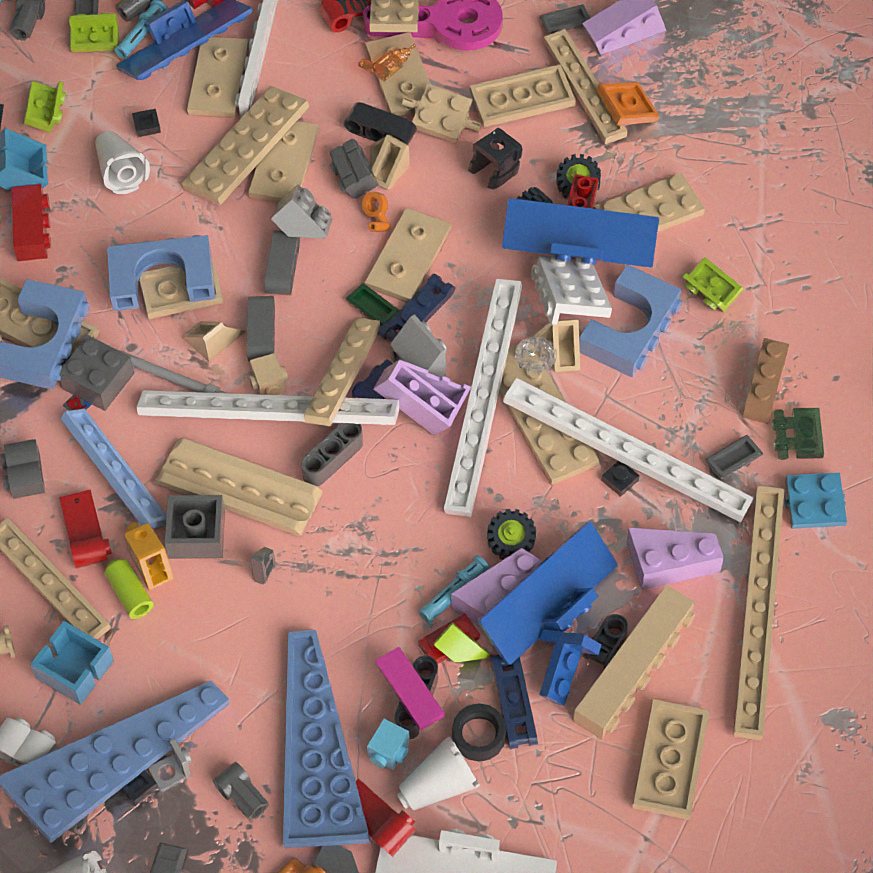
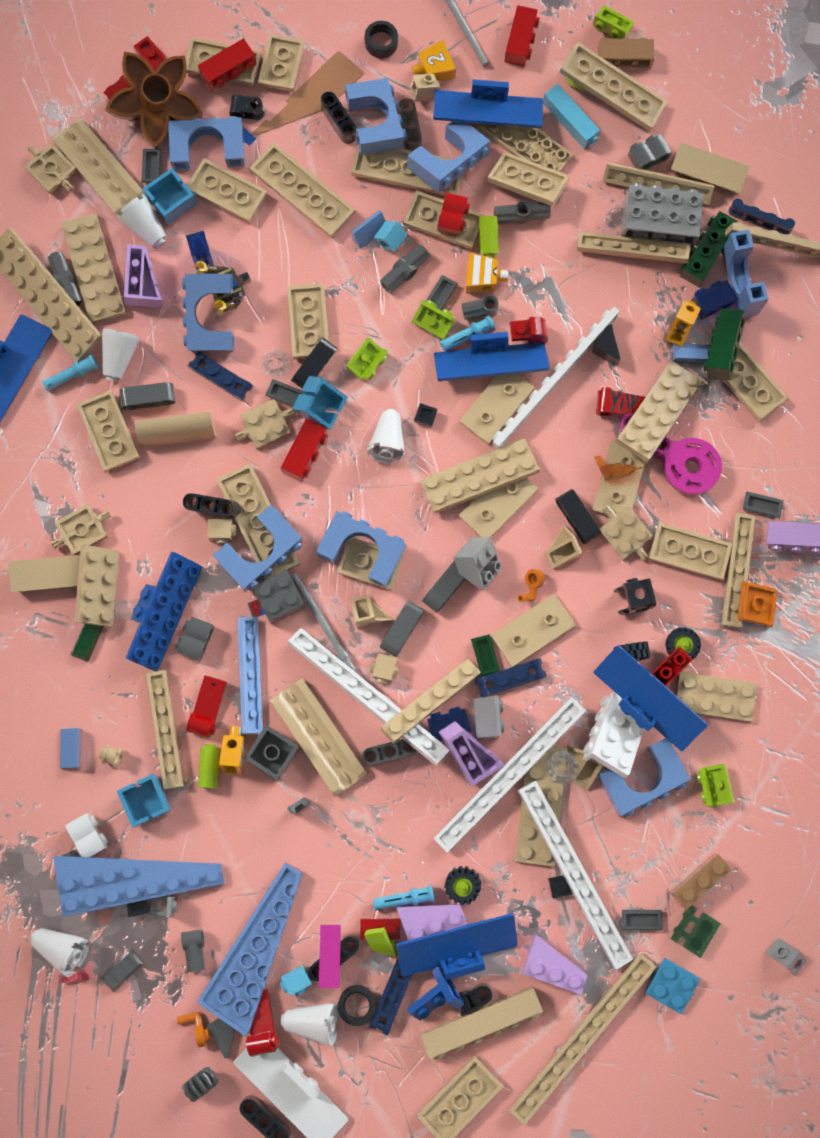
camera: 30 degrees right, 20 degrees up
(353, 168) = (537, 542): dark grey brick -> none

